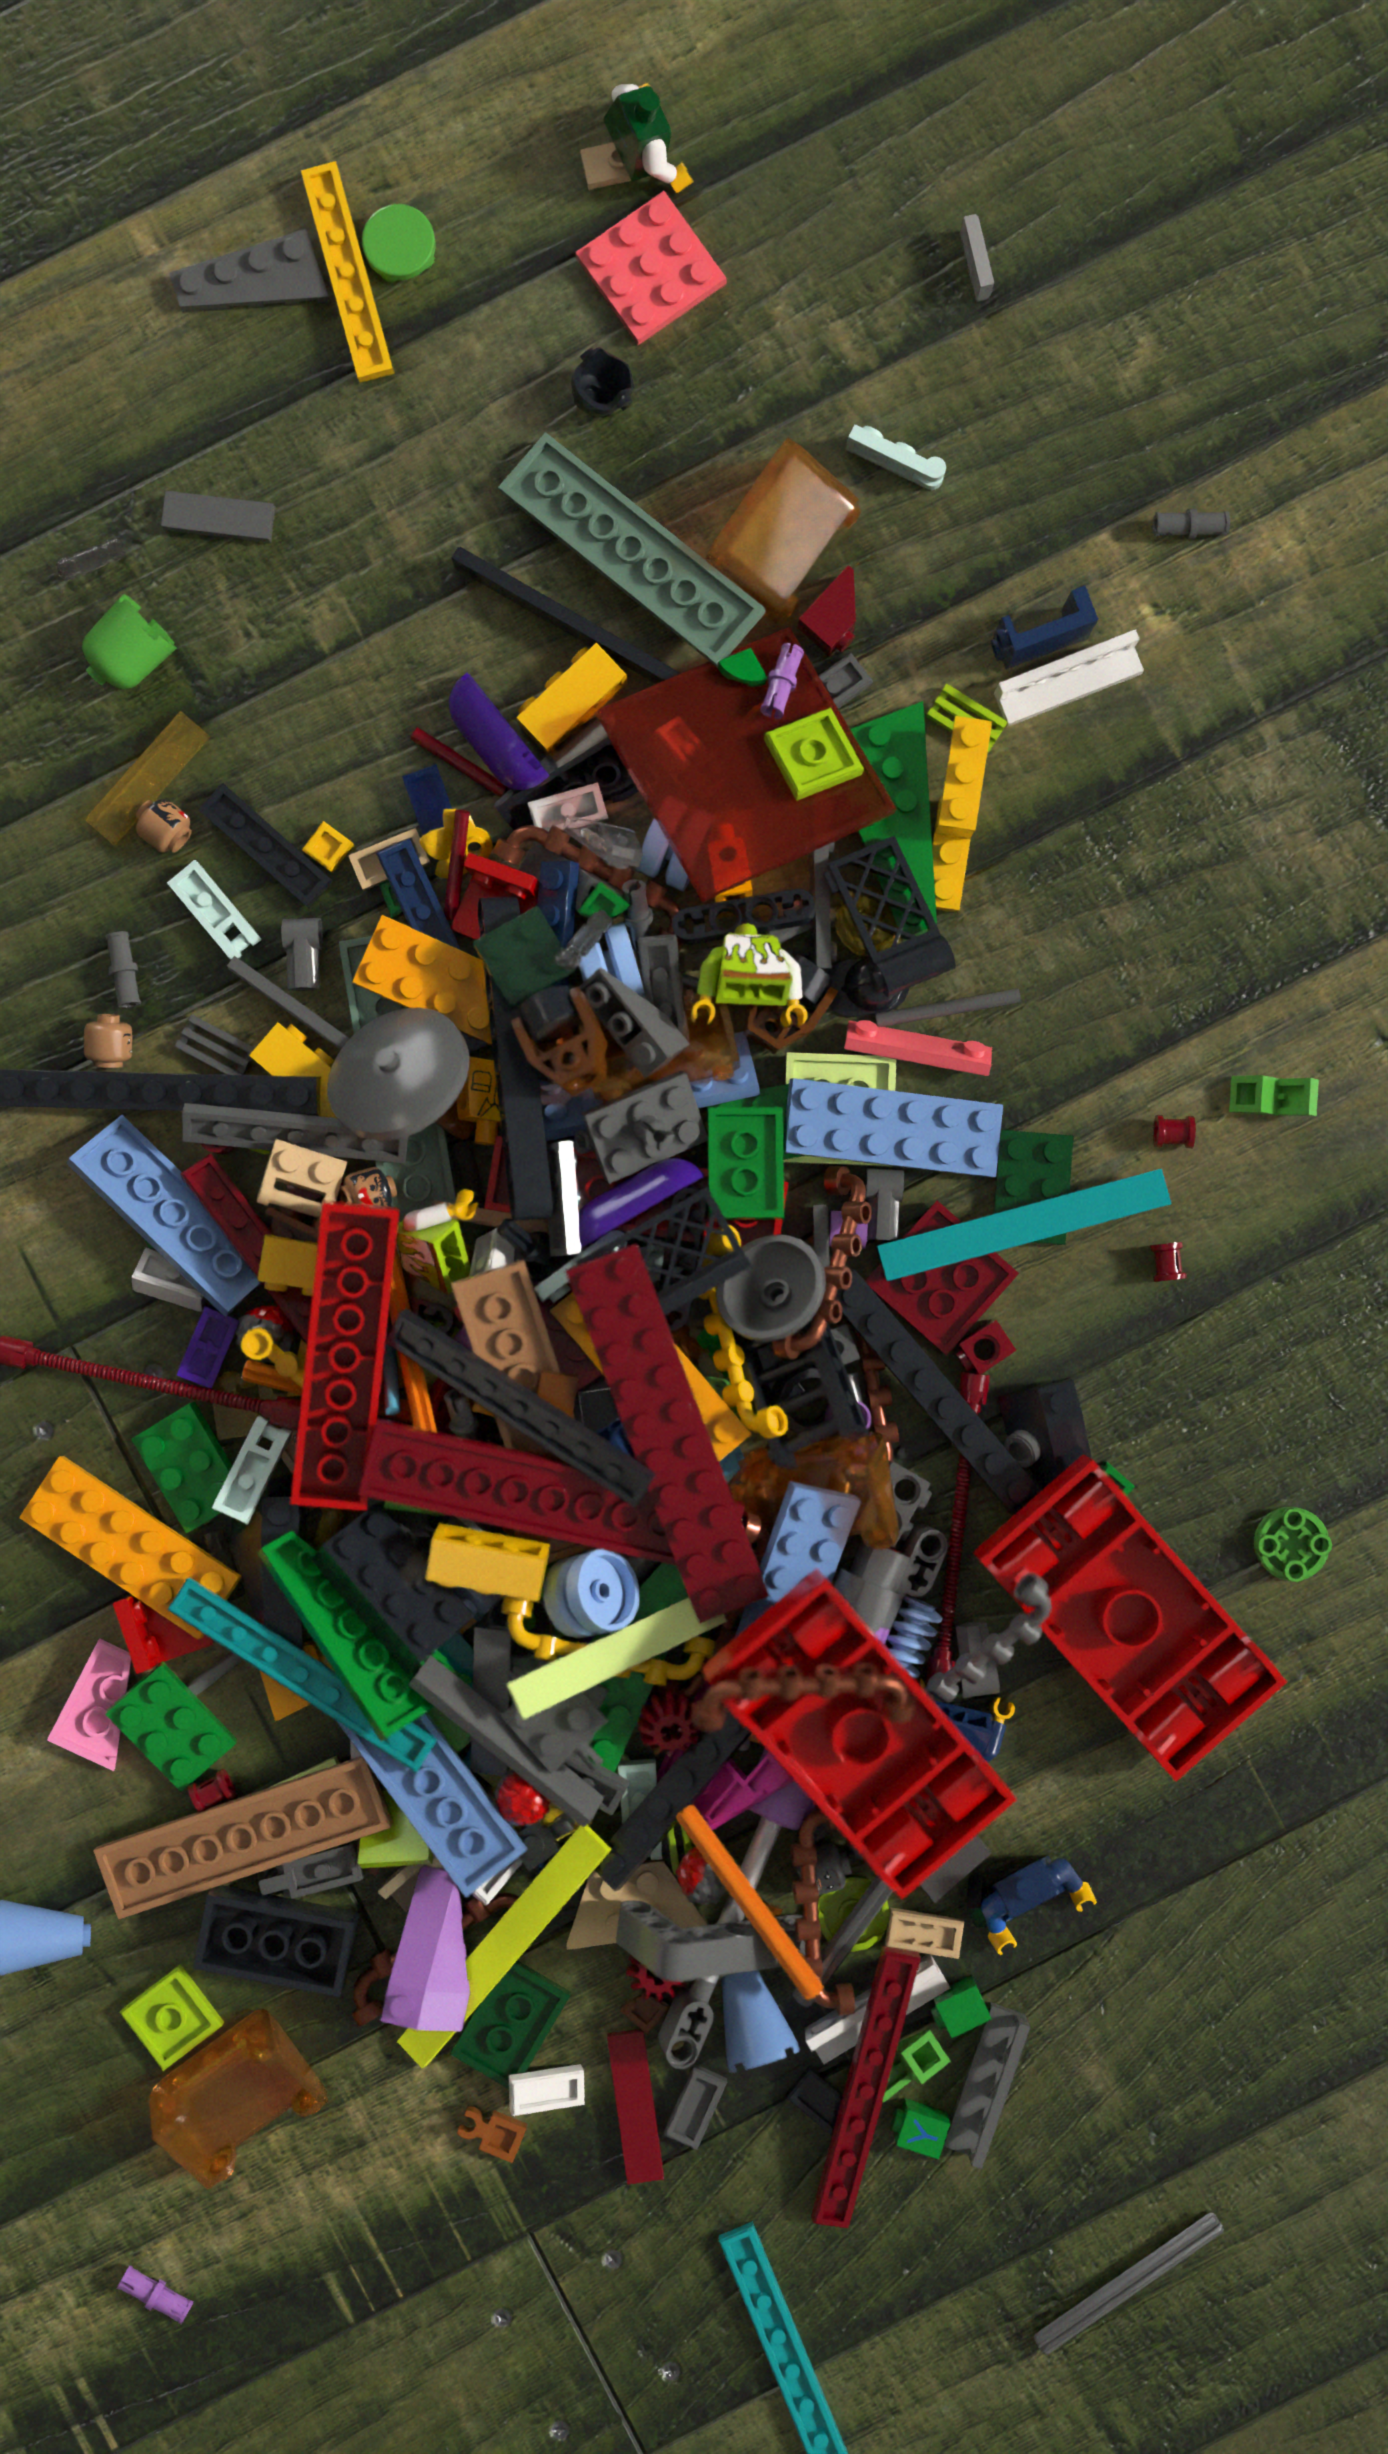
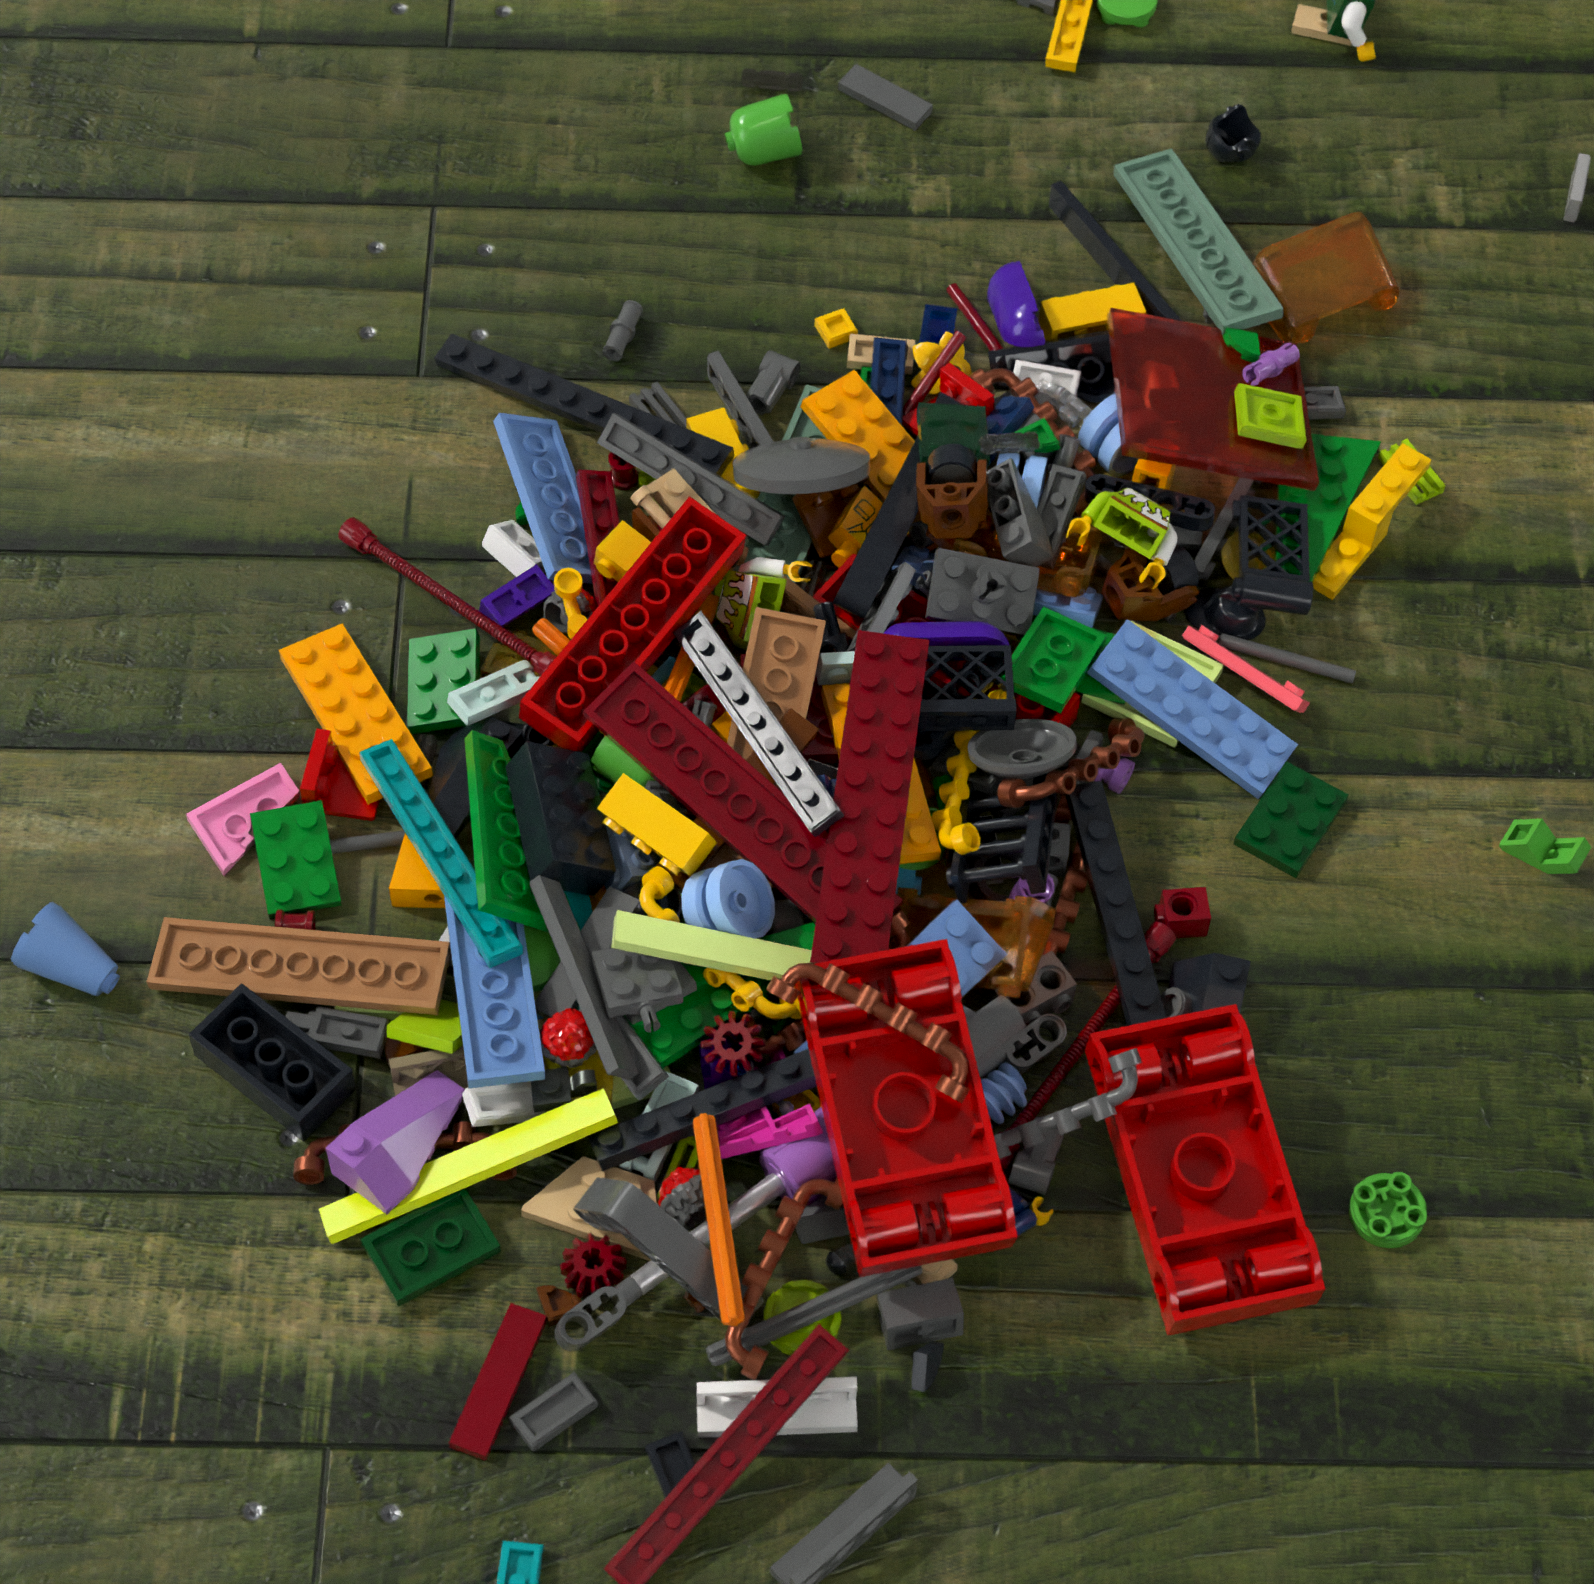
camera: 20 degrees right, 30 degrees down
(108, 1041) = (580, 365): medium nougat head -> none
(147, 777) = (723, 225): clear yellow tile -> none
(163, 825) = (717, 254): medium nougat head -> none
(171, 2017) = (133, 1091): lime tile -> none
(213, 909) = (720, 322): light aqua plate -> none
(230, 2095) = (146, 1178): clear orange windscreen -> none
(265, 845) = (788, 303): black plate -> none
(499, 2135) = (356, 1335): dark orange plate -> none
(546, 2090) = (427, 1316): white tile -> none
(651, 268) = (1313, 94): coral plate -> none
(753, 2022) = (654, 1355): medium blue cone -> none
(830, 1868) = (801, 1258): dark grey head -> none
(832, 615) = (1335, 353): dark red slope -> none
(884, 1194) = (1154, 761): dark grey piece -> none
(896, 457) = (1444, 280): light aqua plate -> none
(915, 2060) = (784, 1469): bright green slope -> none
(920, 2128) = (757, 1535): green brick -> none
(924, 1933) = (873, 1371): tan plate -> none
(945, 1299) = (1175, 844): dark red plate -> none
(960, 2008) = (857, 1445): green brick -> none
(1023, 1225) = (1269, 831): teal tile -> none
(1027, 1890) = (980, 1364): dark blue torso -> none
(1069, 678) = (1512, 481): white fence -> none
(1074, 627) = (1506, 433): dark blue panel -> none
(1168, 1262) = (1384, 926): dark red bush -> none
(1174, 1131) = (1440, 831): dark red bush -> none

